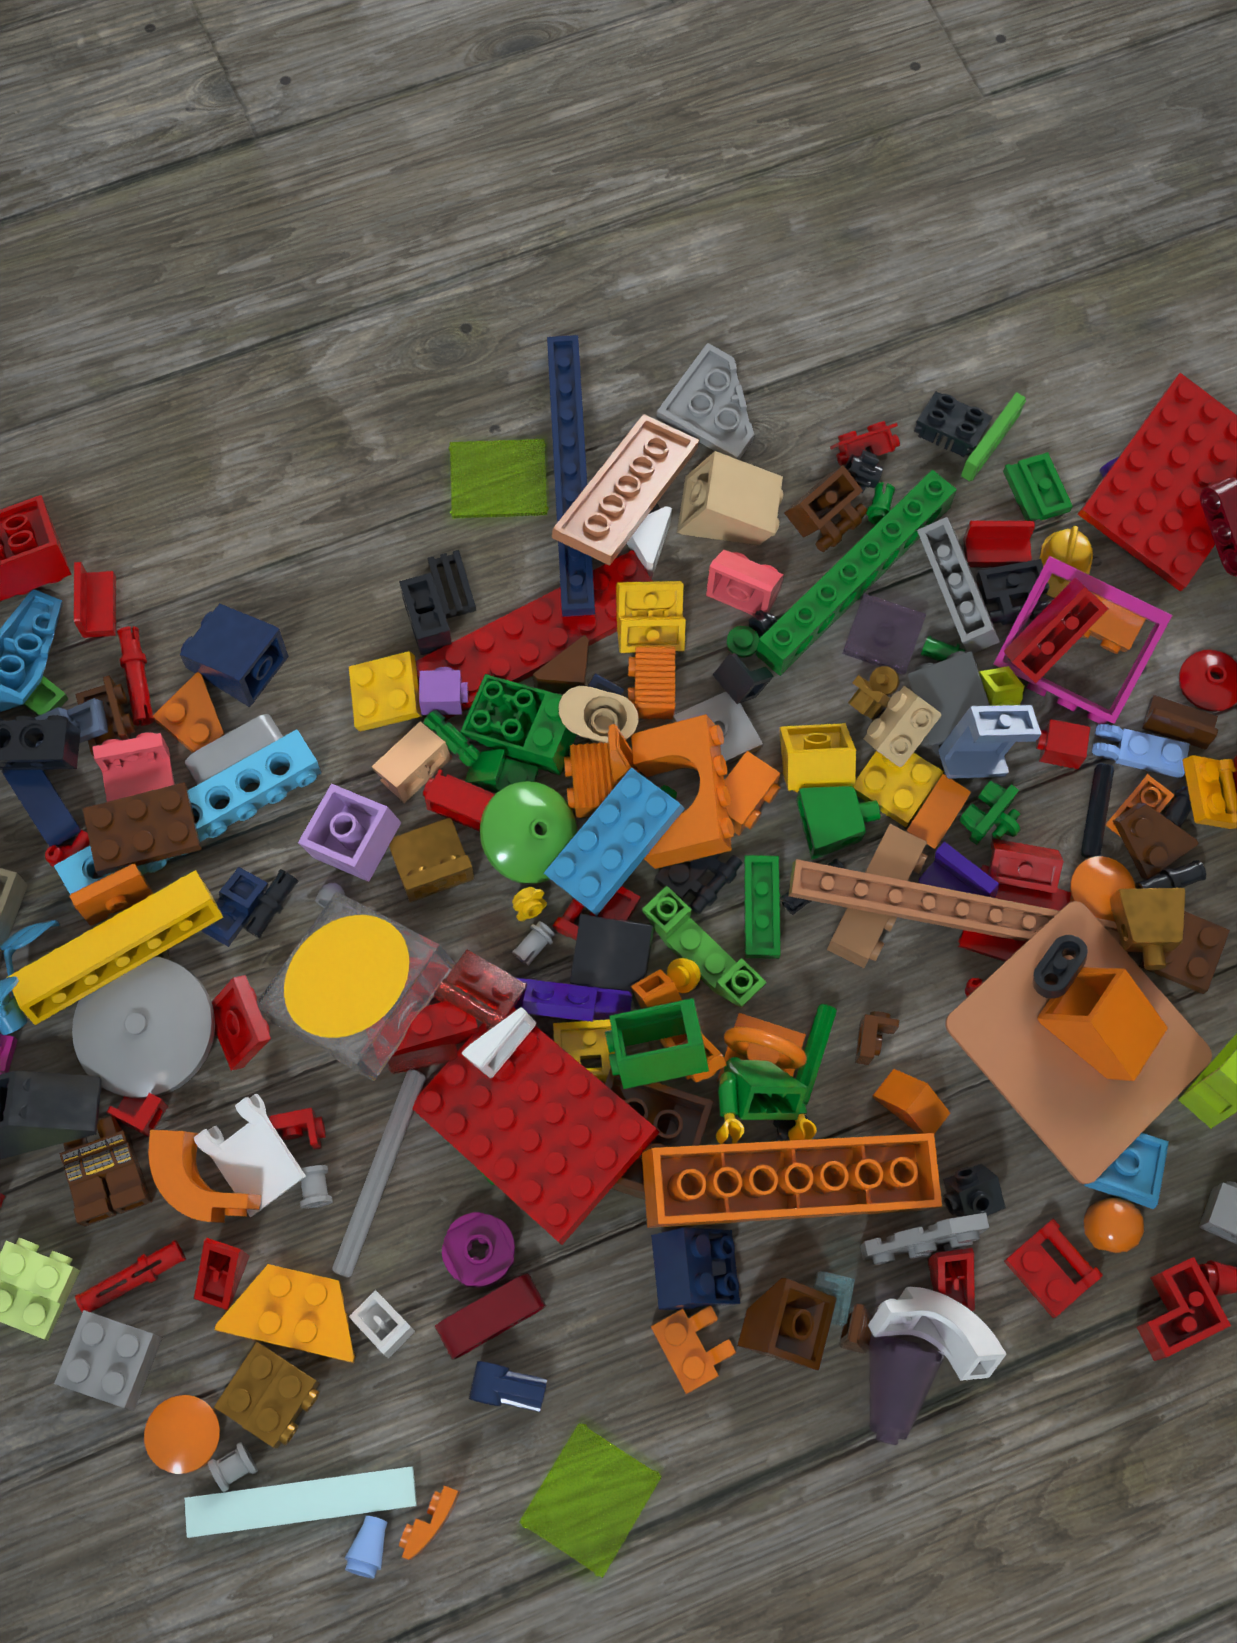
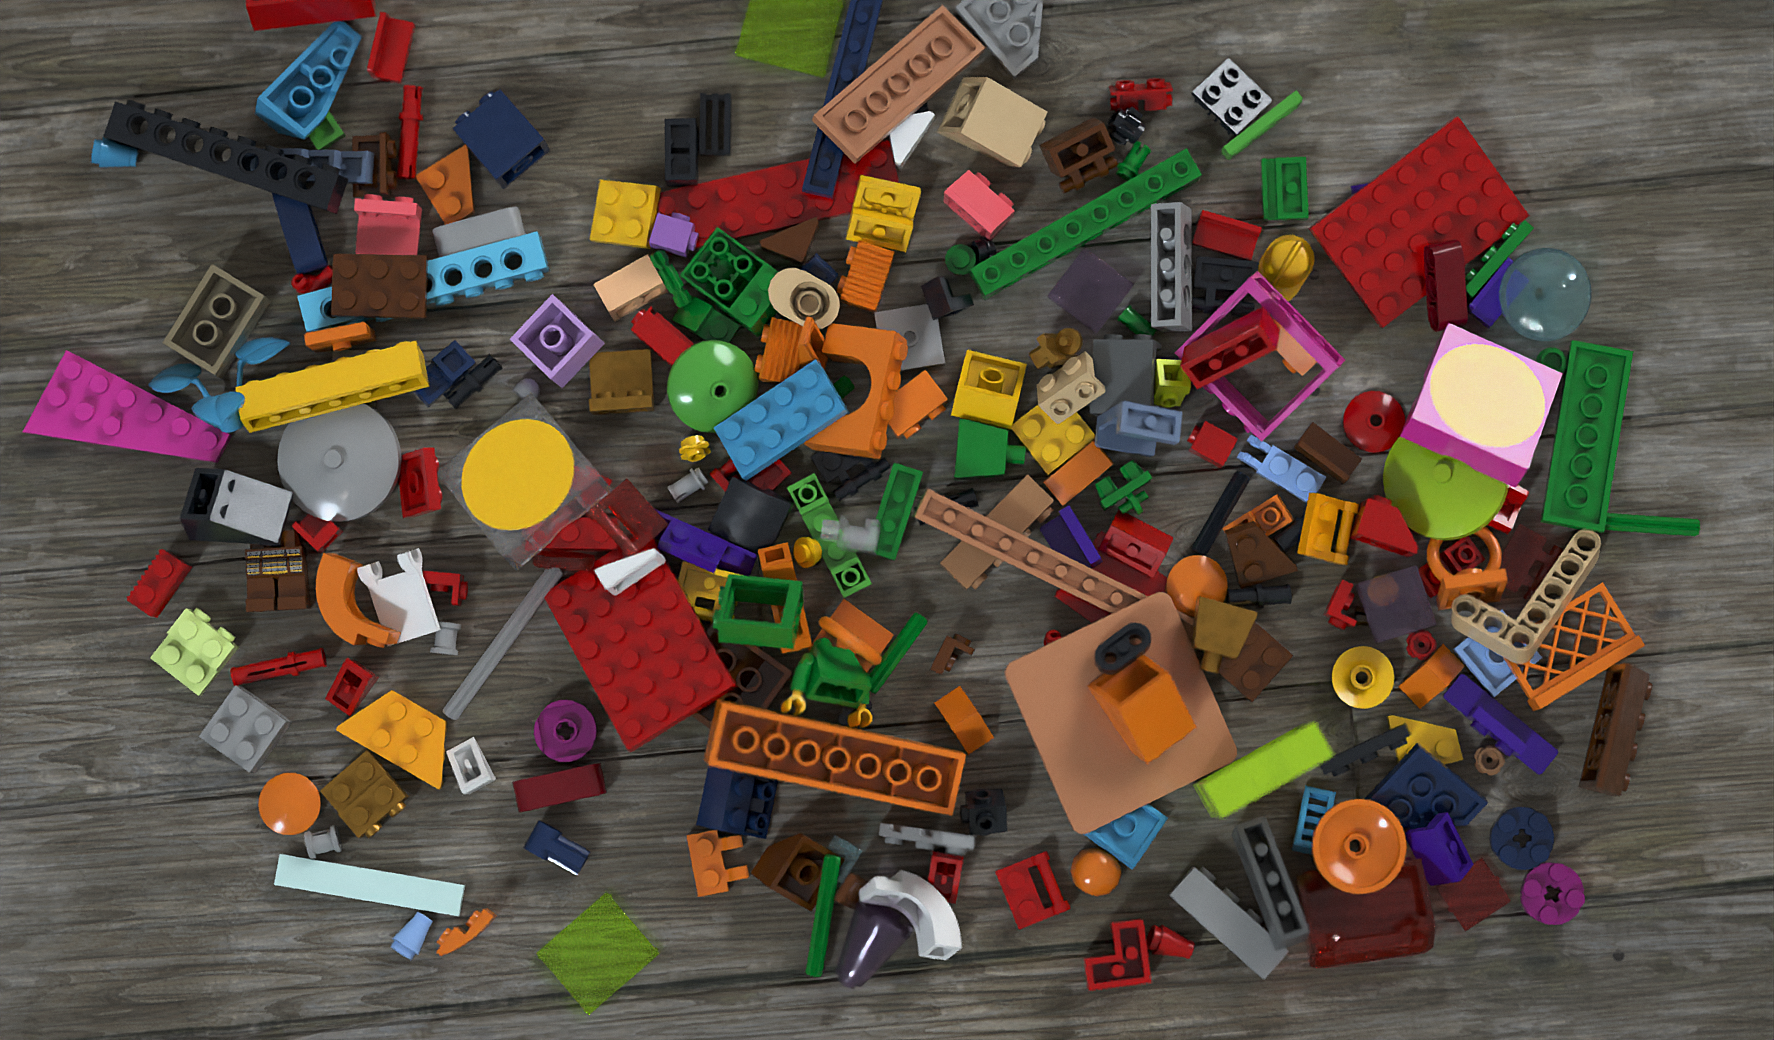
camera: 25 degrees right, 15 degrees up
(730, 937) = (850, 537): none -> clear hips
(835, 1370) = (823, 915): none -> green axle

